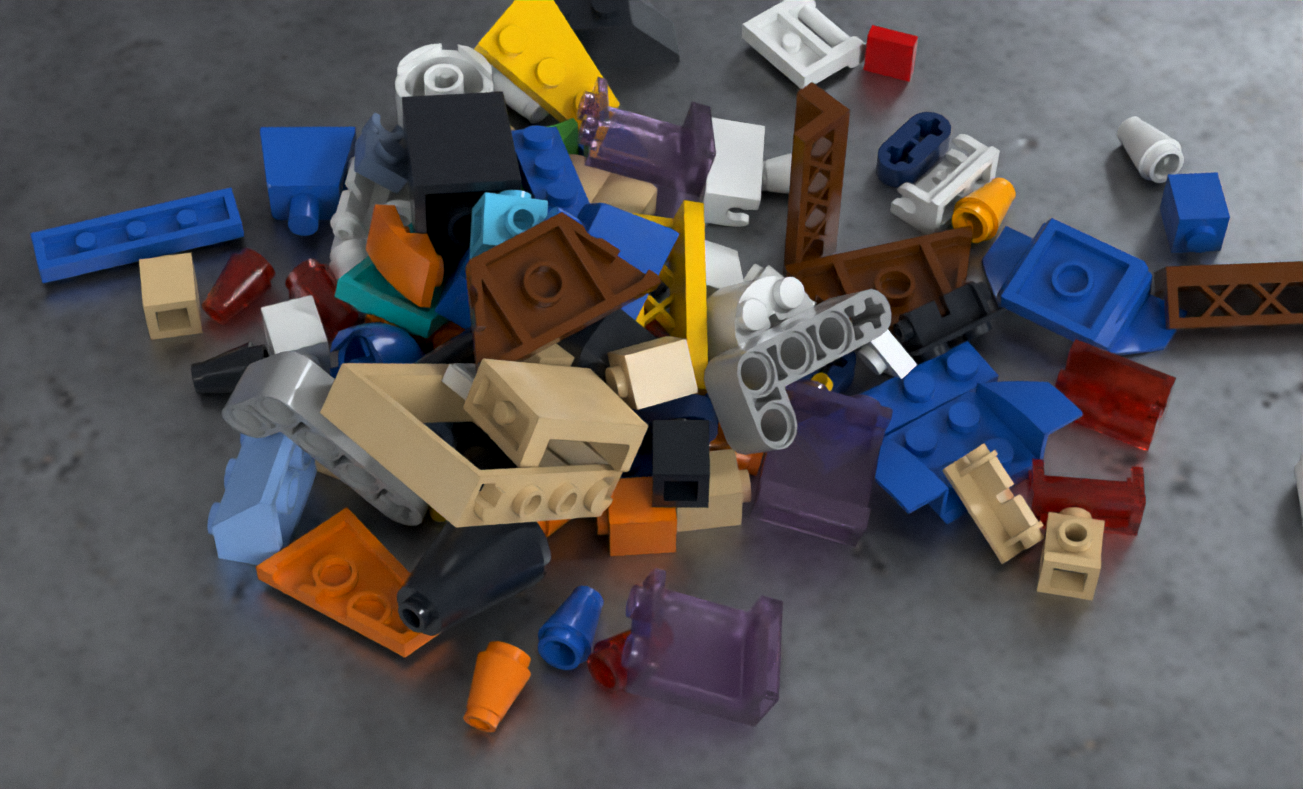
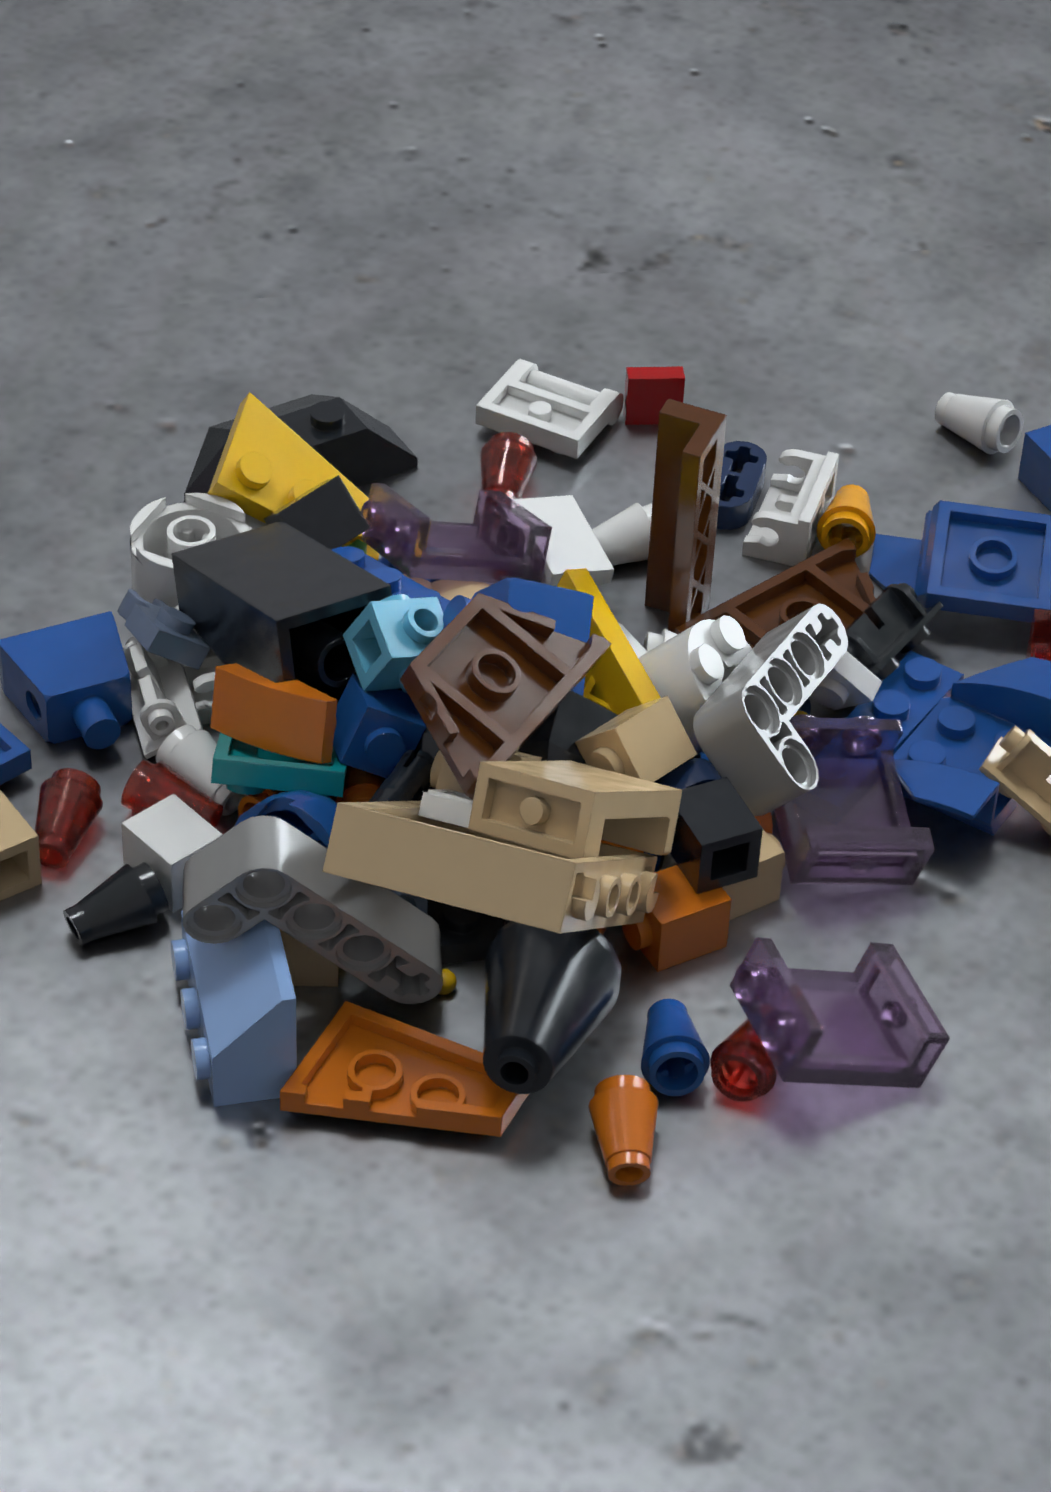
camera: 25 degrees left, 10 degrees down
(539, 98) = (324, 514): none -> black brick
(736, 87) = (507, 464): none -> clear red cone

